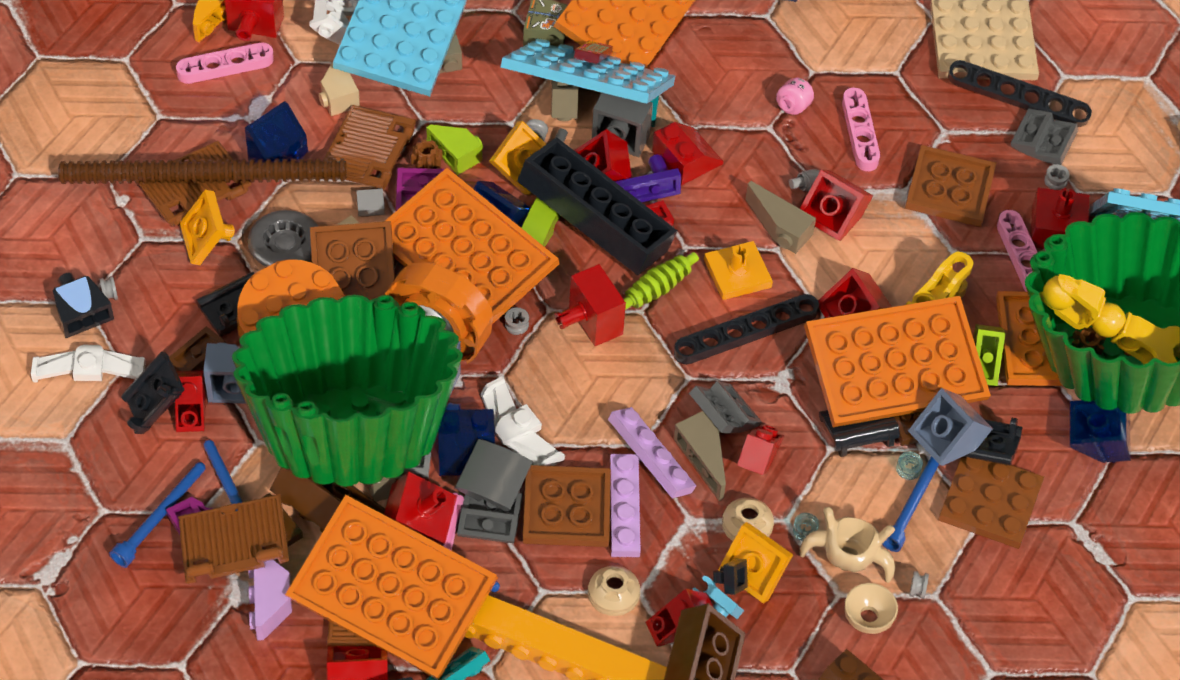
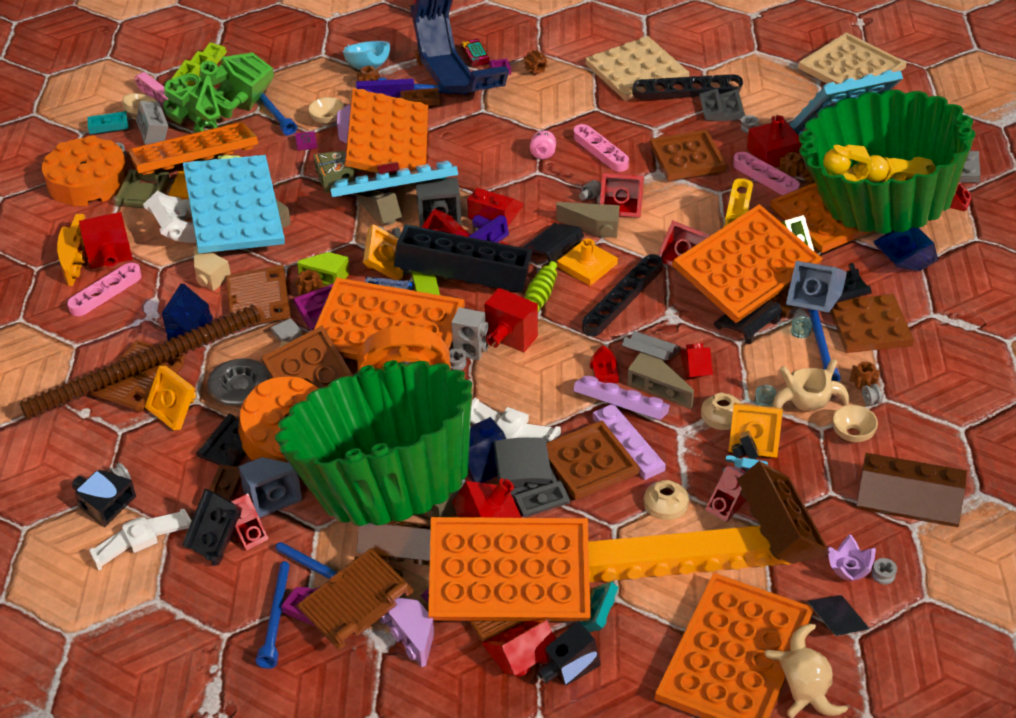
camera: 25 degrees left, 10 degrees down
(542, 298) = (470, 332): none -> light grey brick
(662, 407) = (604, 365): none -> red tile
(717, 227) = (555, 240): none -> black piece
(929, 558) = (864, 375): none -> dark orange gear

